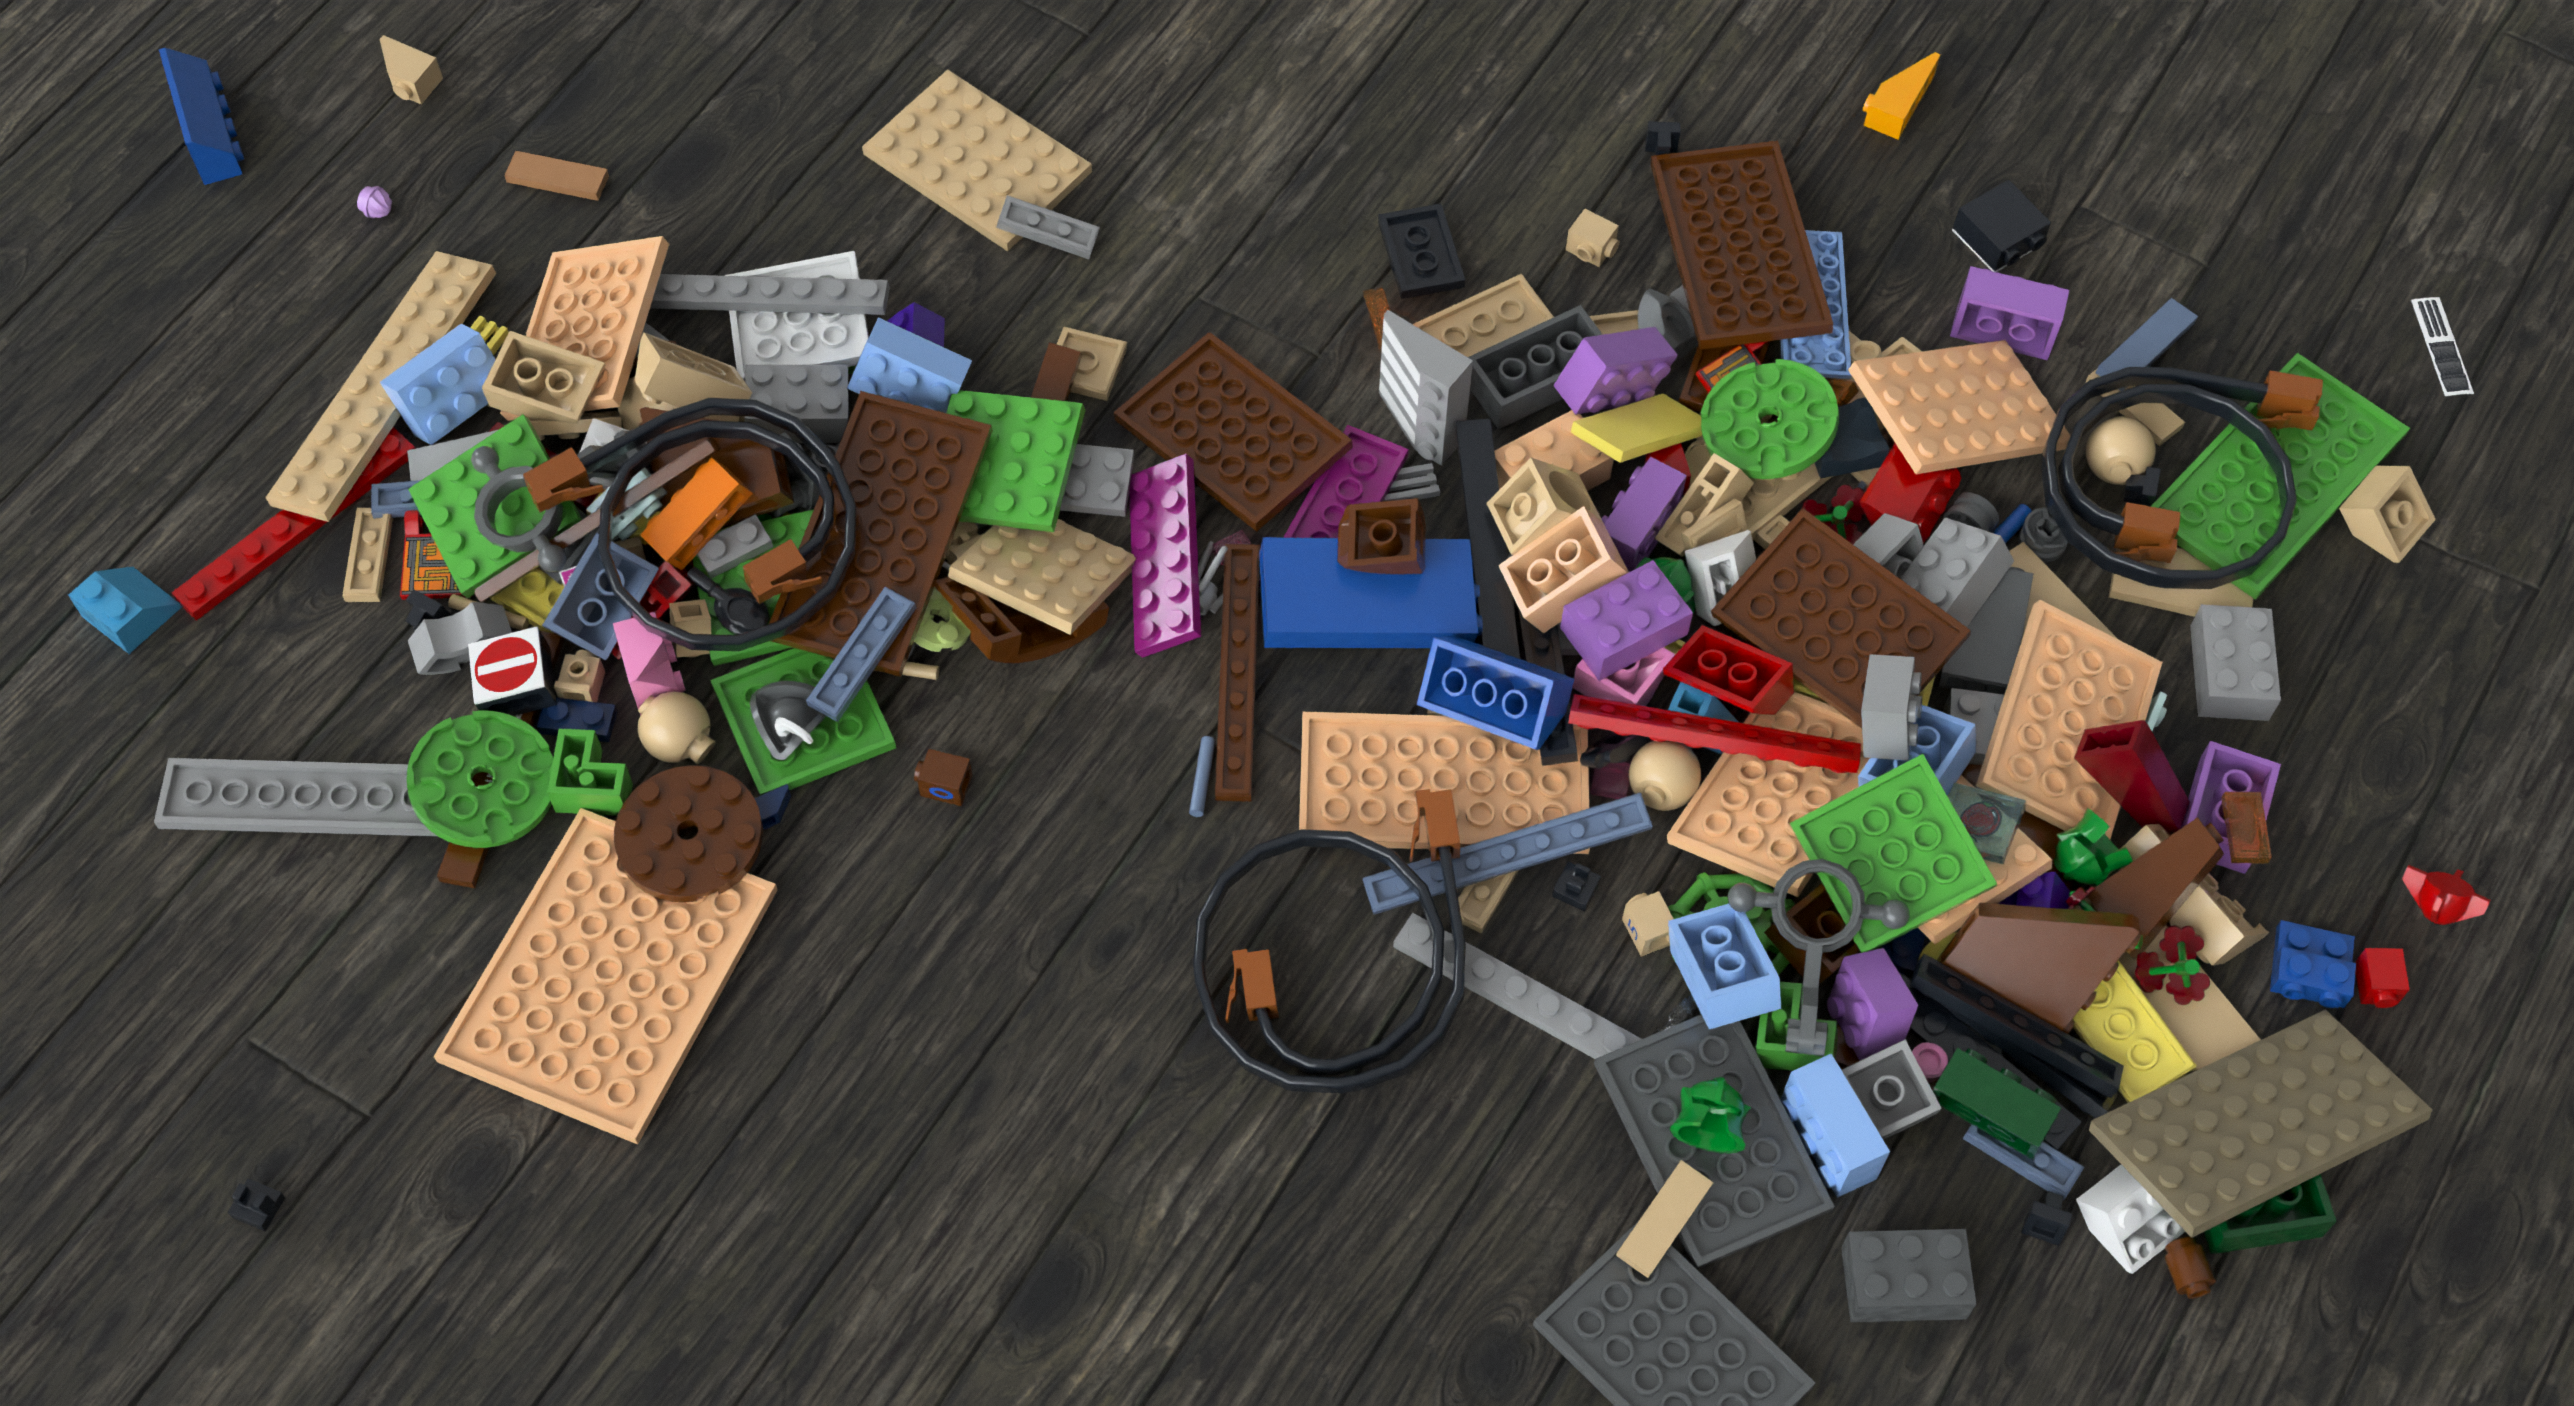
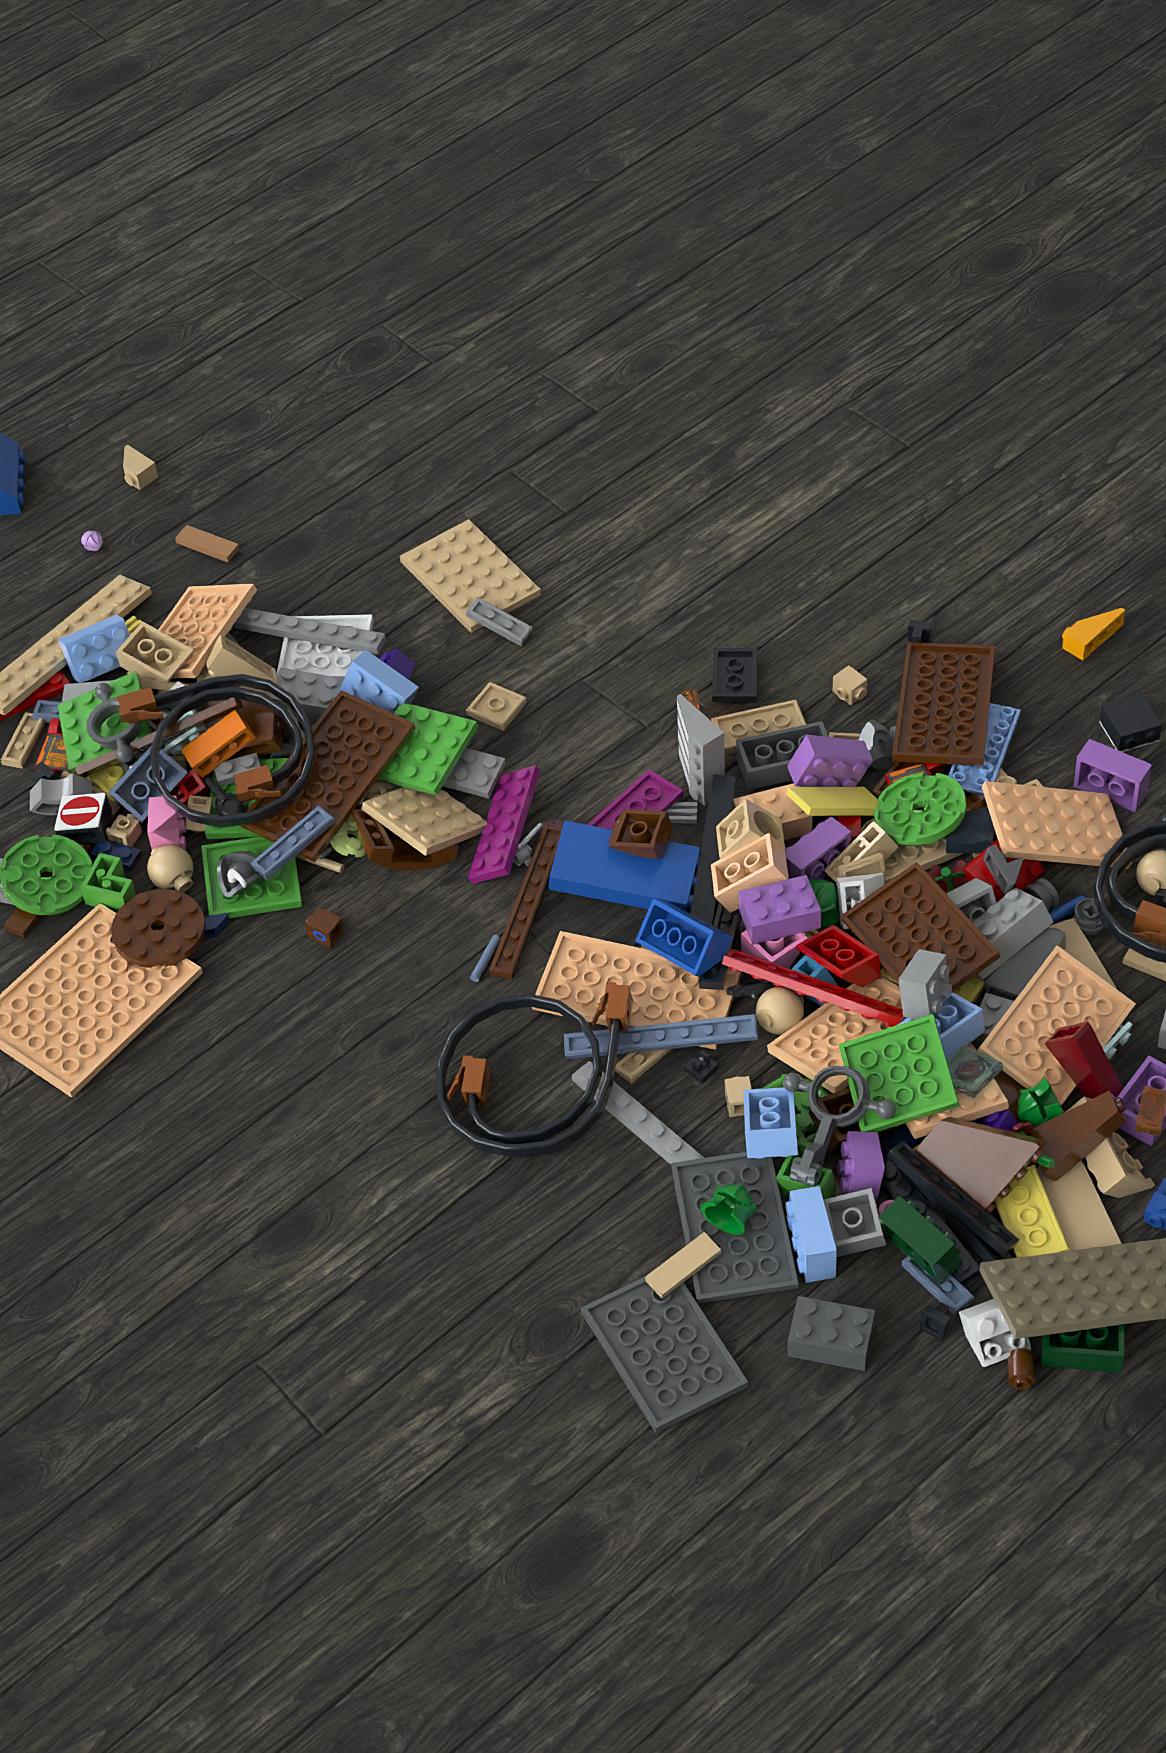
camera: 20 degrees right, 10 degrees down
(1057, 373) = (475, 705): reddish brown tile -> none
(1241, 428) = (576, 759): reddish brown plate -> none
(1611, 780) = (744, 1006): clear pink tile -> none
(1924, 501) = (1003, 872): none -> dark grey slope
(2184, 975) = (1083, 1176): dark red plant -> none

